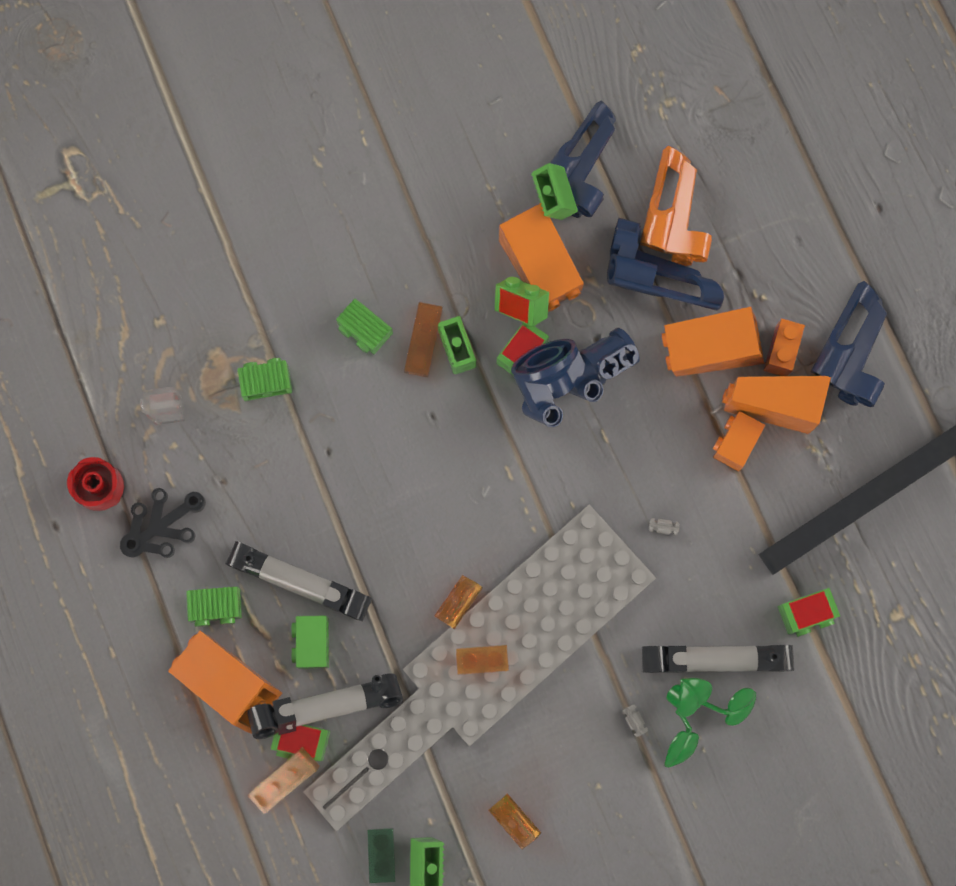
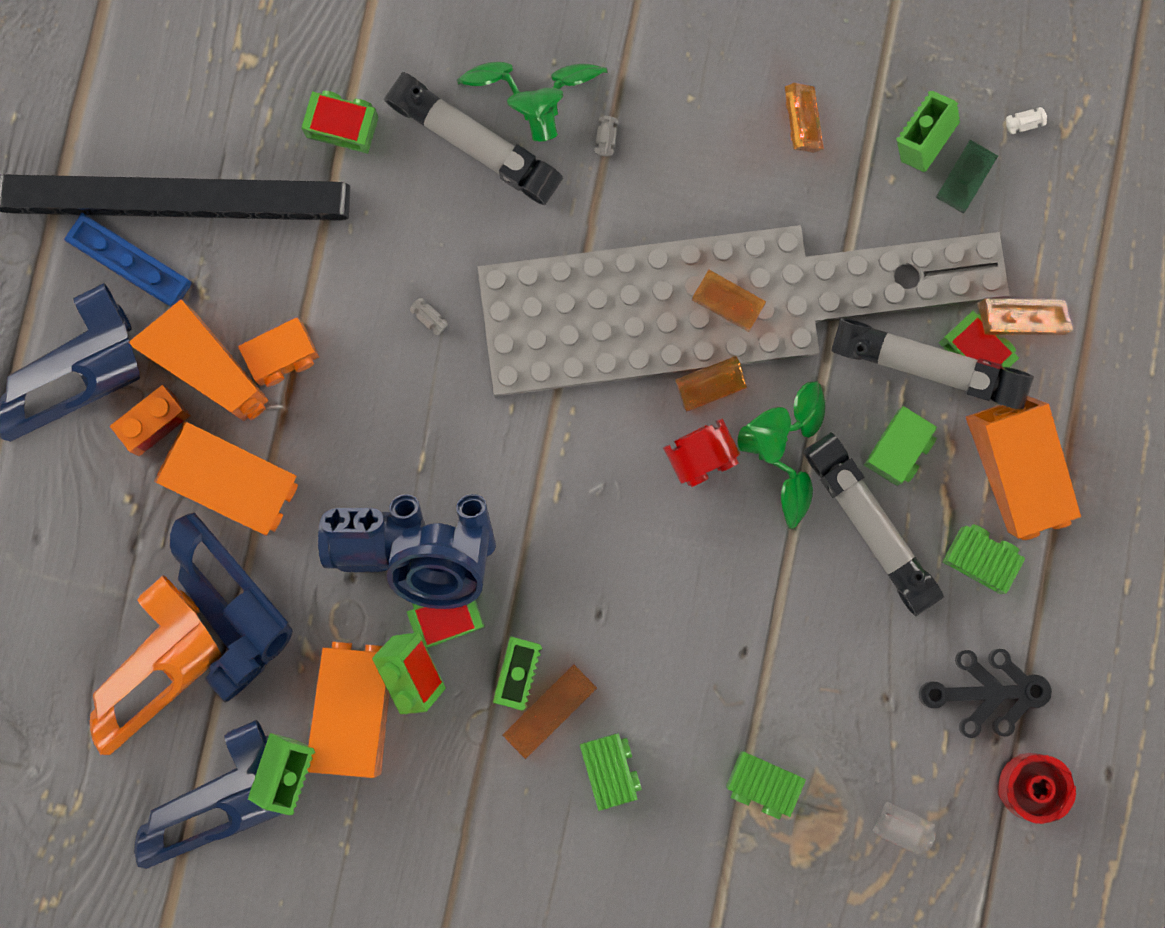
camera: 145 degrees left, 5 degrees up
(399, 582) = (768, 438): none -> green plant
(434, 551) = (703, 452): none -> red brick
(872, 436) = (127, 260): none -> blue tile

